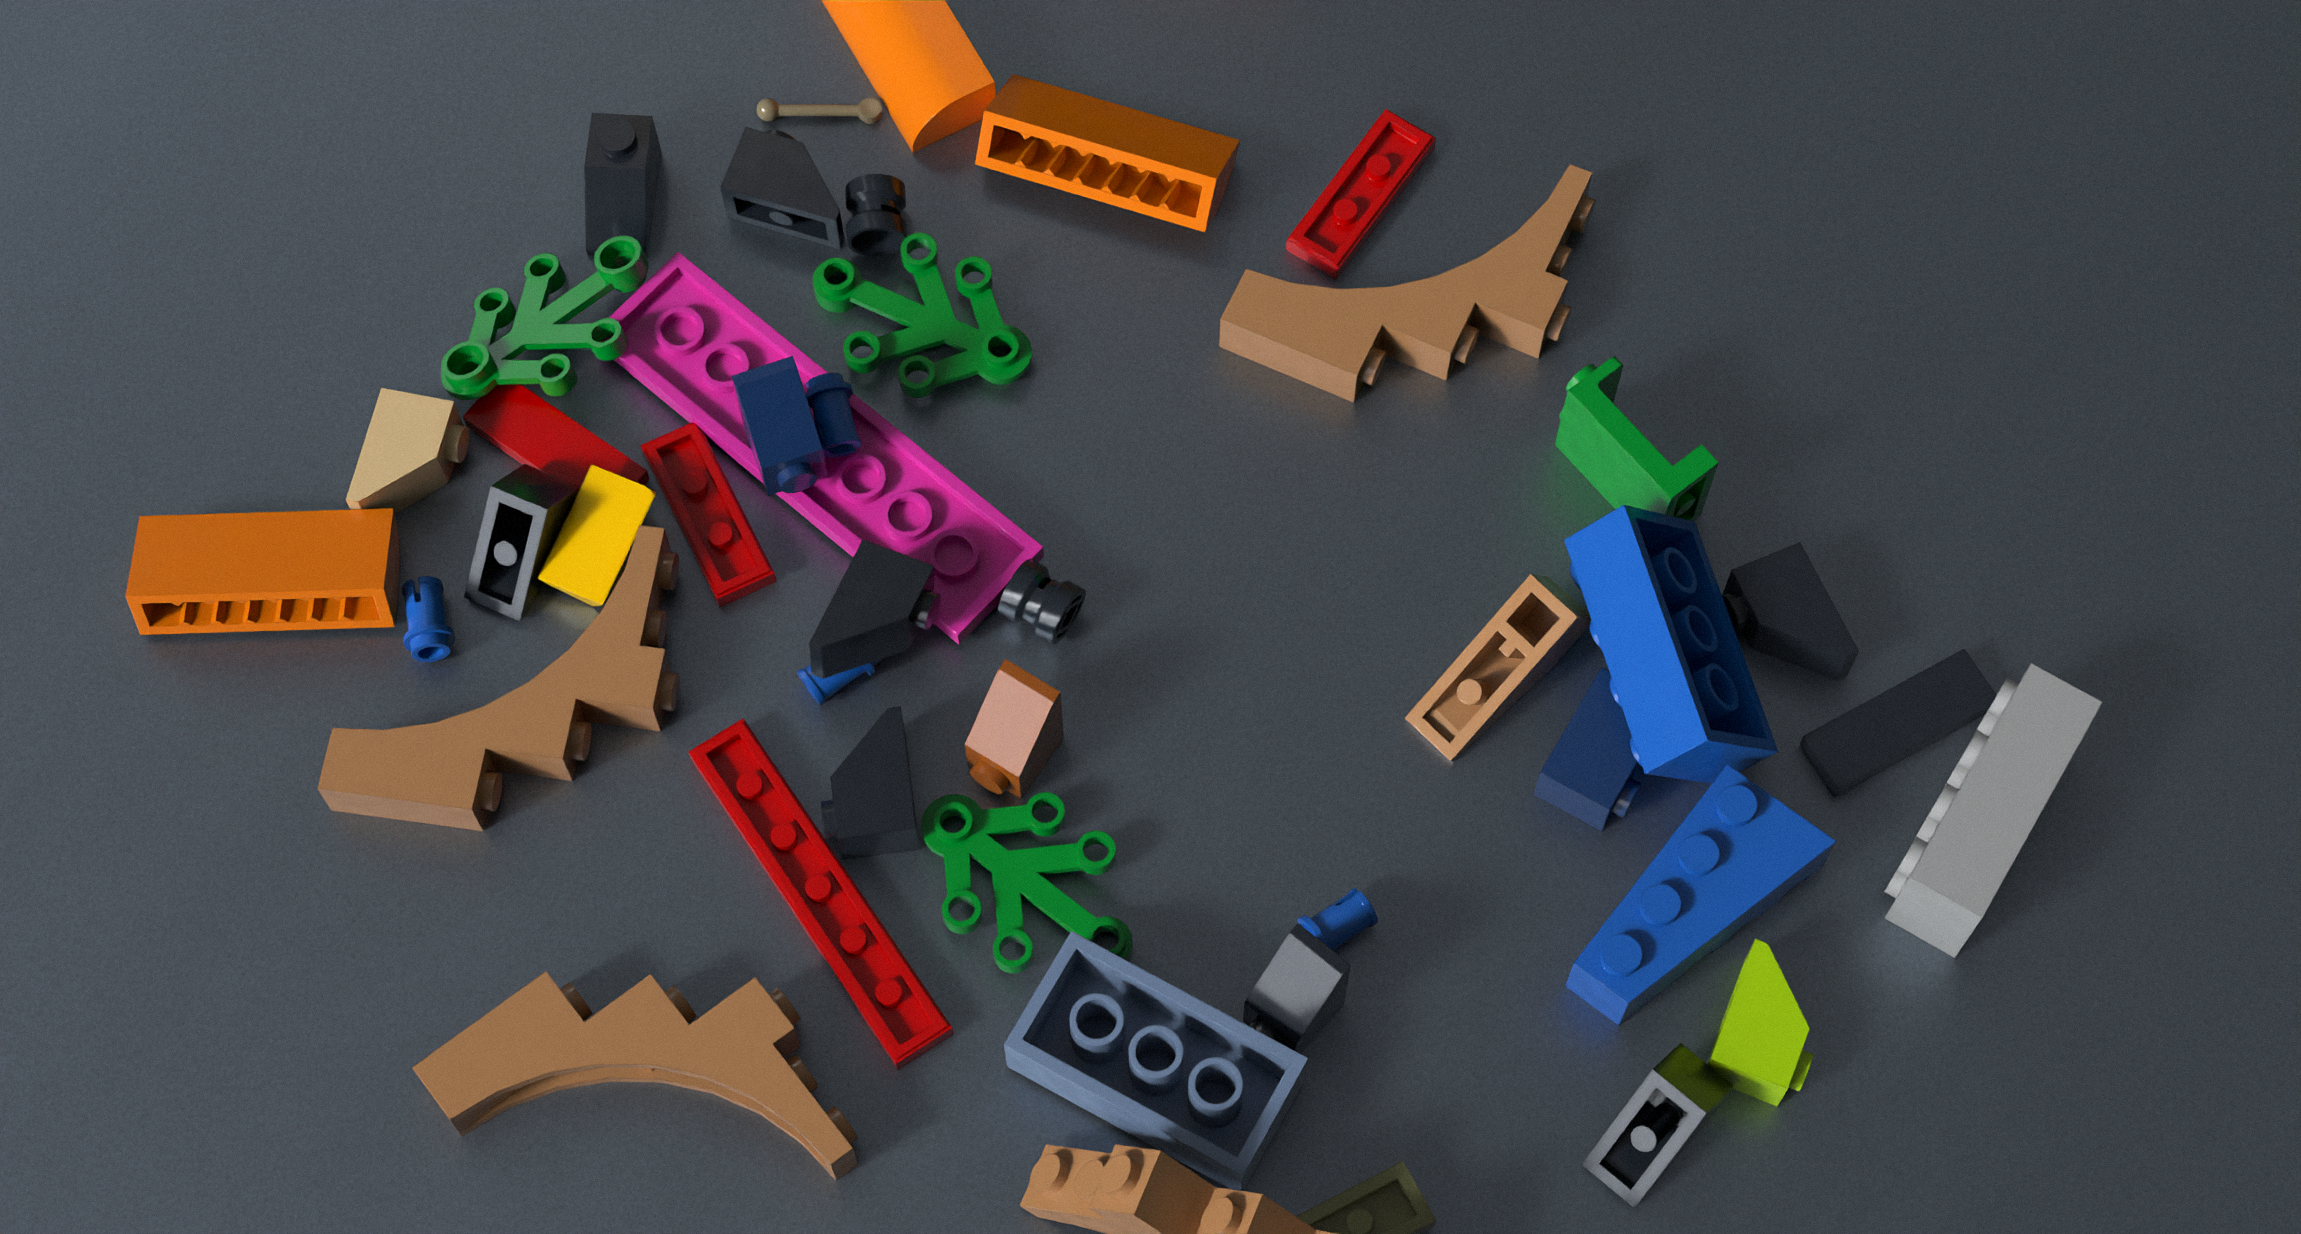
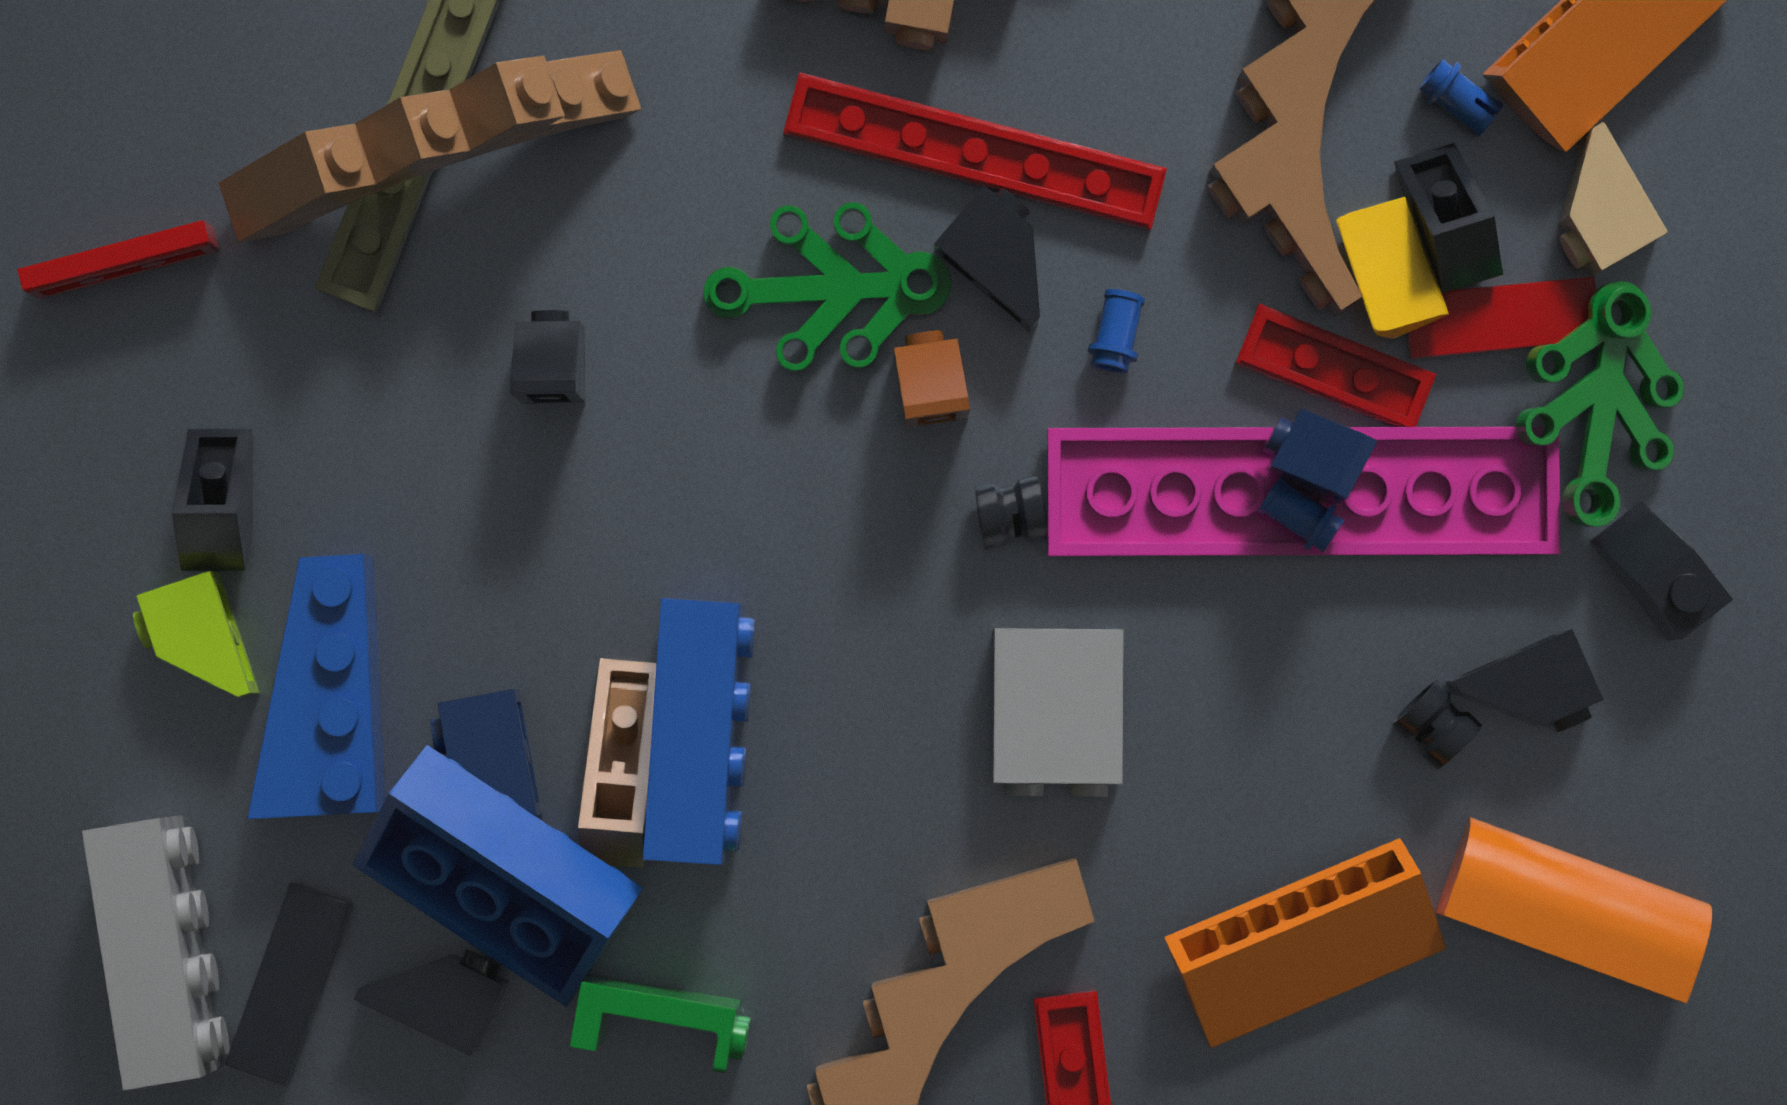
camera: 140 degrees right, 20 degrees up
(868, 110) = (1537, 820): dark tan hinge -> none
(874, 610) = (1117, 380): black slope -> none
(927, 323) = (1309, 673): green plant -> none
(1133, 439) = (1058, 710): none -> light grey panel
(1155, 1062) = (606, 225): sand blue brick -> none
(1341, 919) = (574, 448): blue pin -> none
(1413, 633) = (696, 731): none -> blue brick

